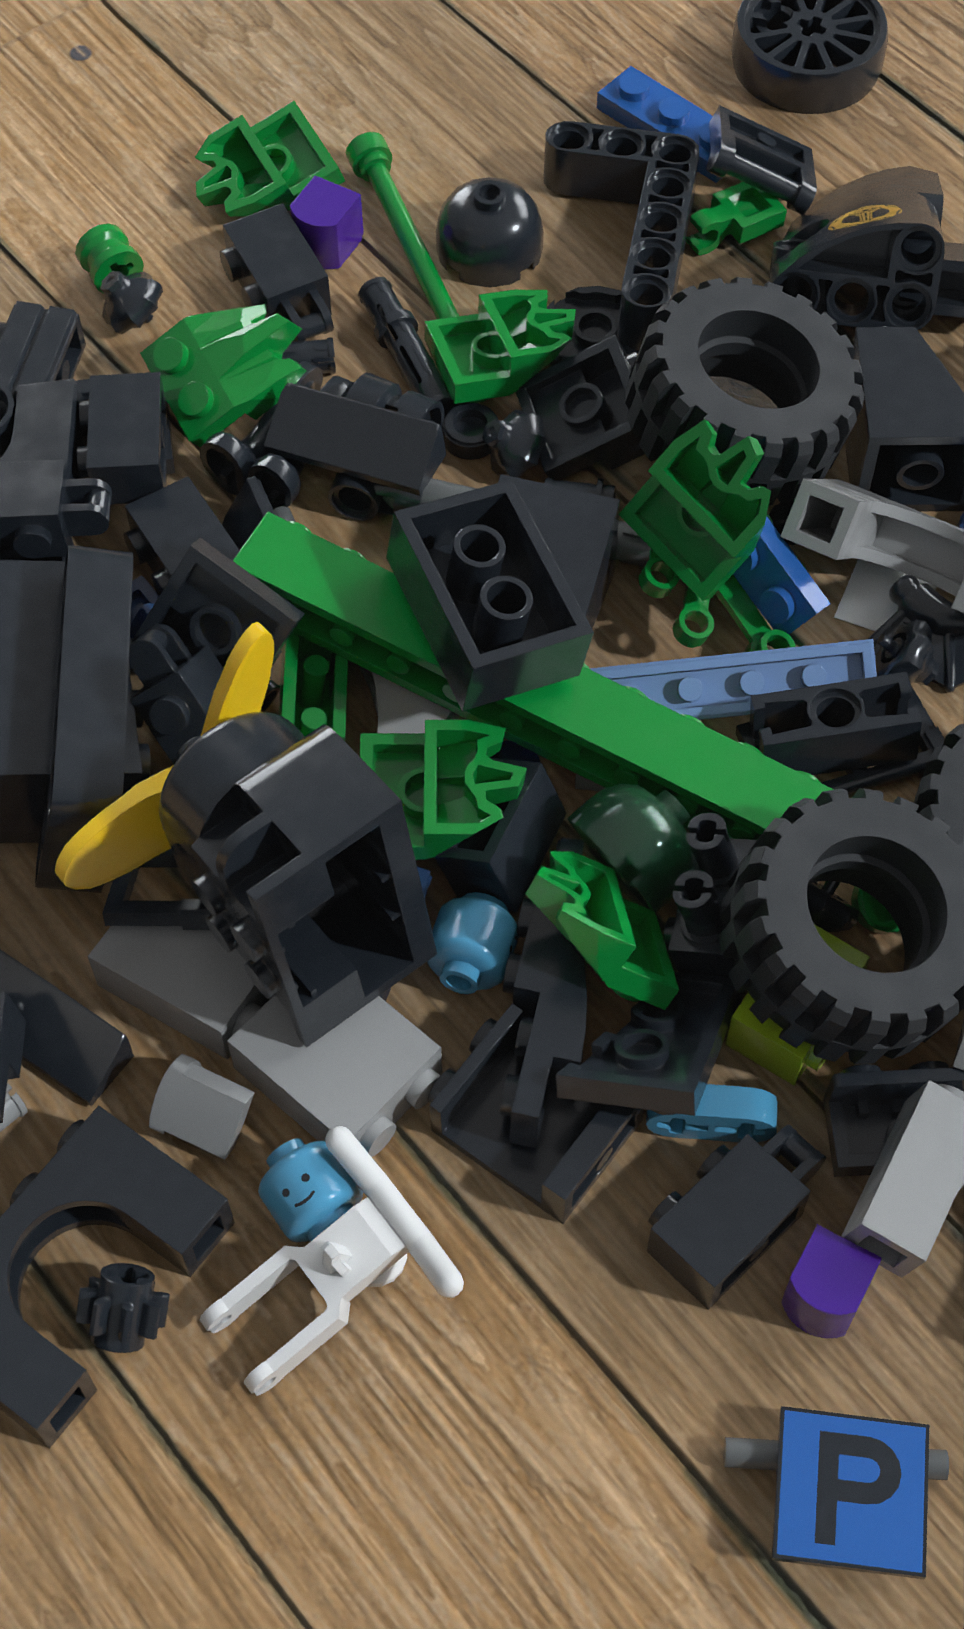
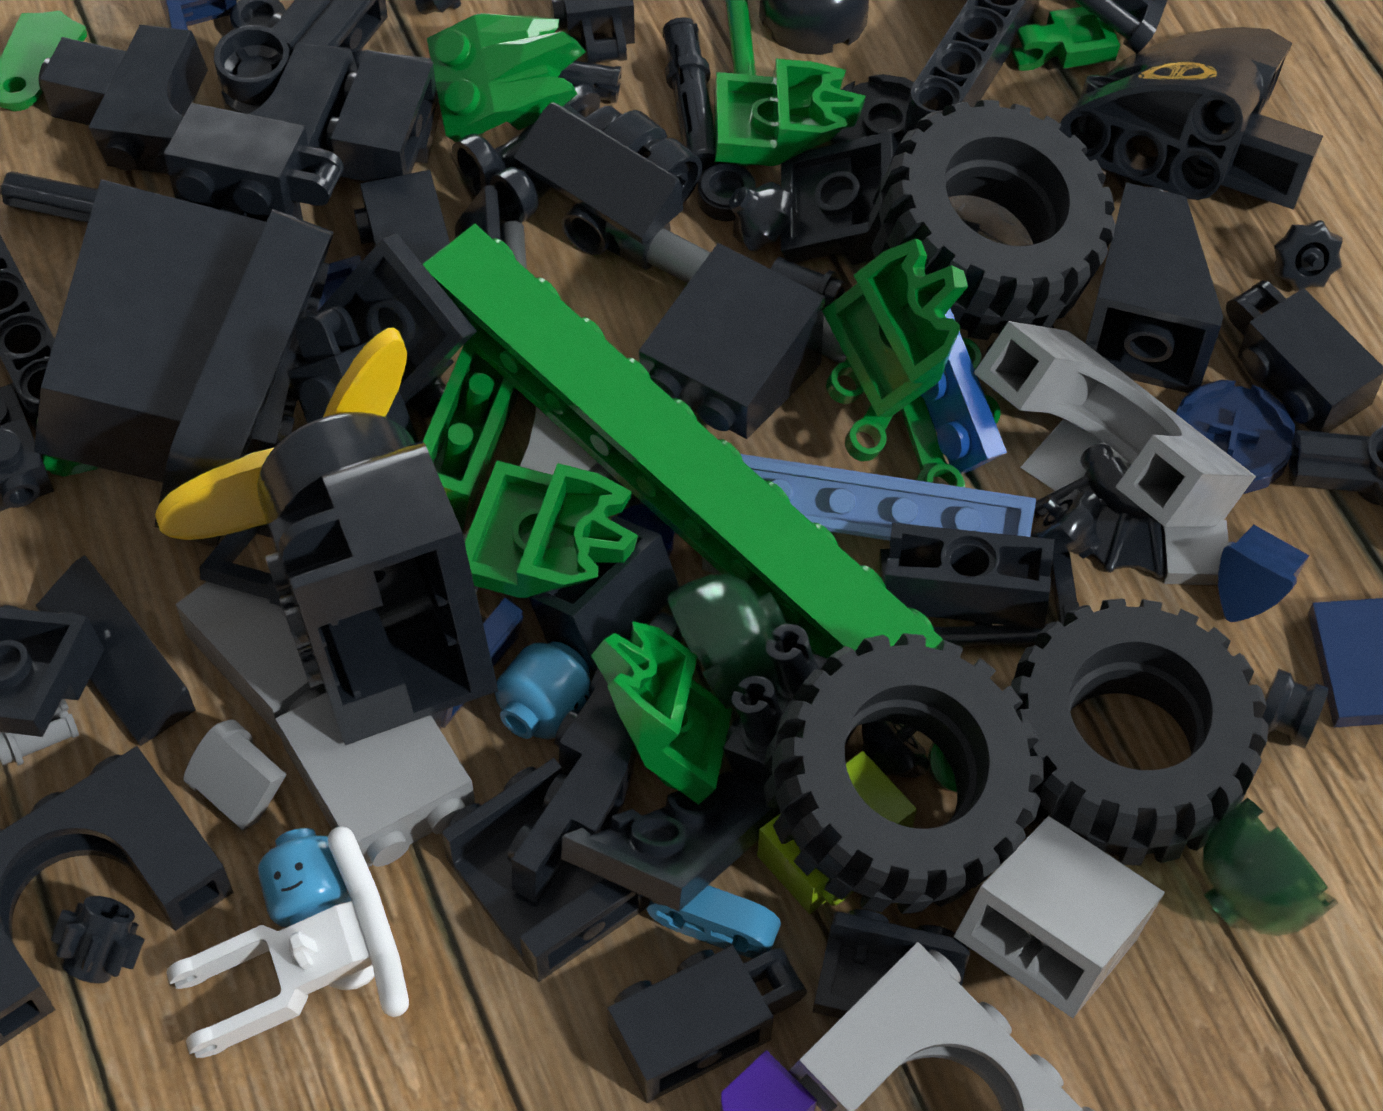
camera: 15 degrees right, 0 degrees up
(488, 594) = (651, 357): black brick -> none

